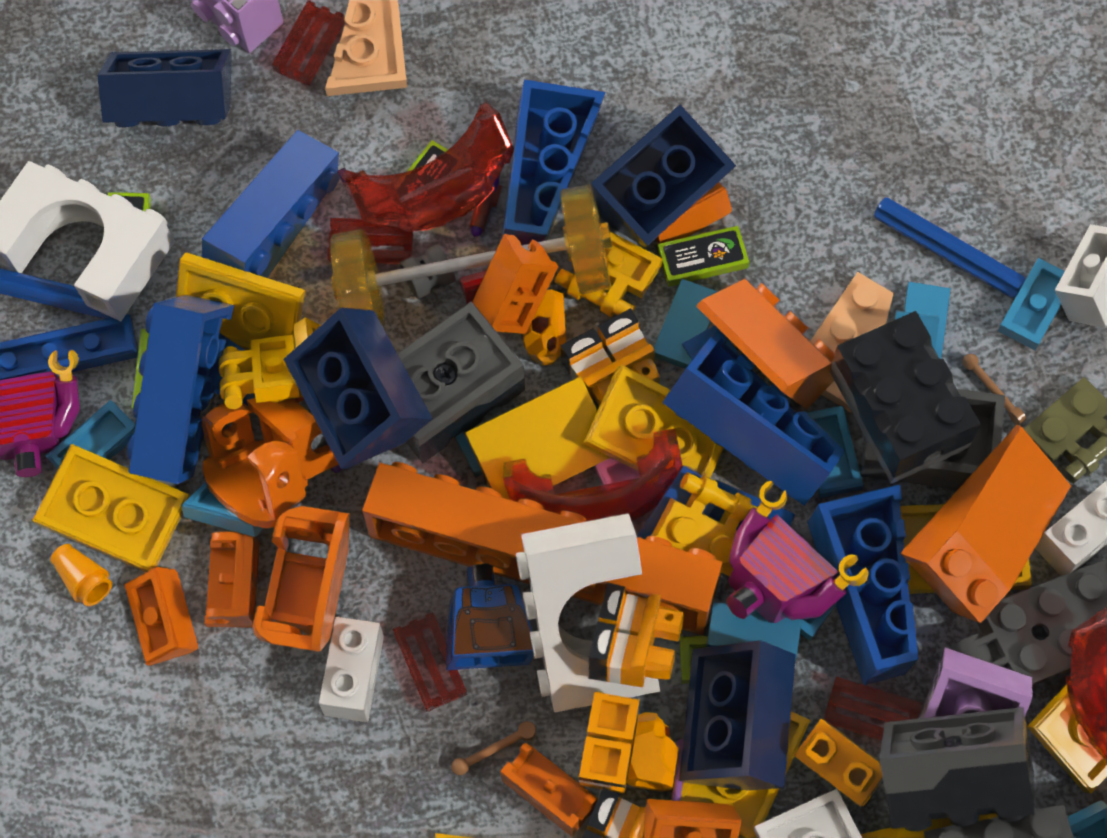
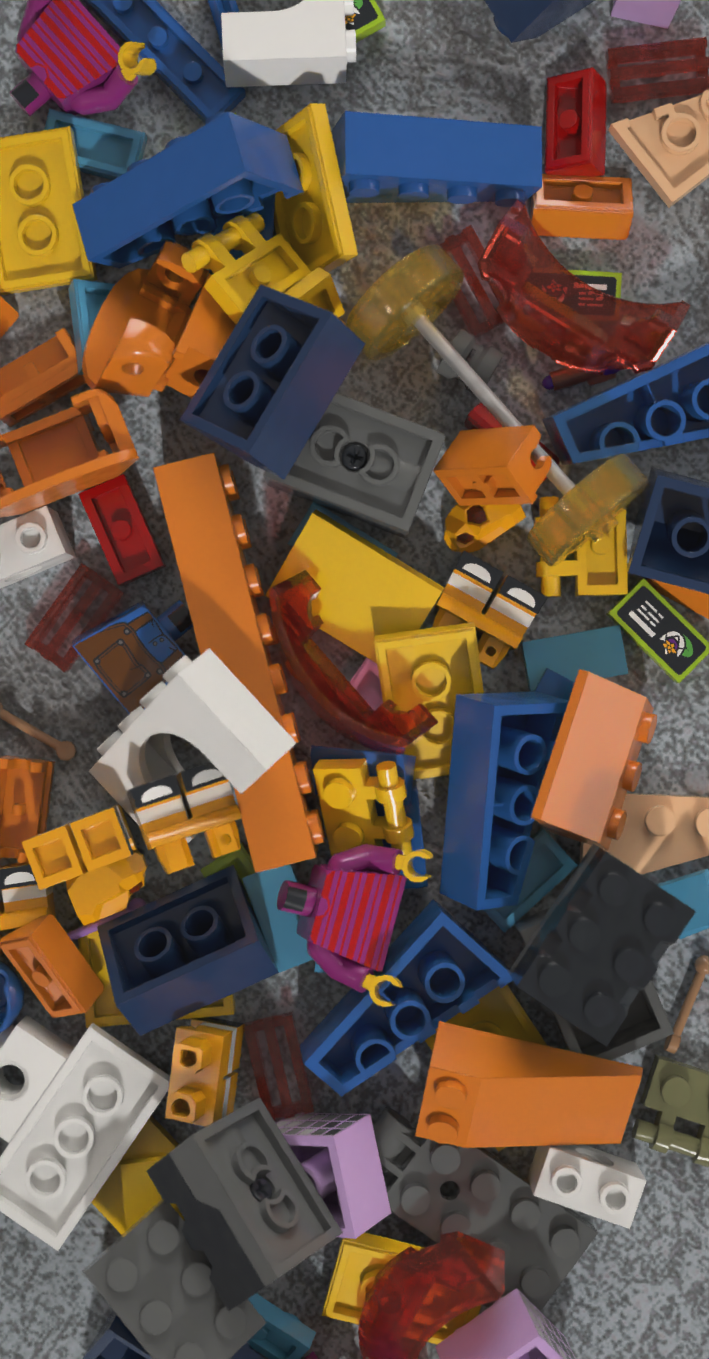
camera: 55 degrees right, 20 degrees up
(308, 112) = (576, 124): none -> red slope
(370, 138) = (583, 207): none -> orange slope
(387, 584) = (122, 530): none -> red plate

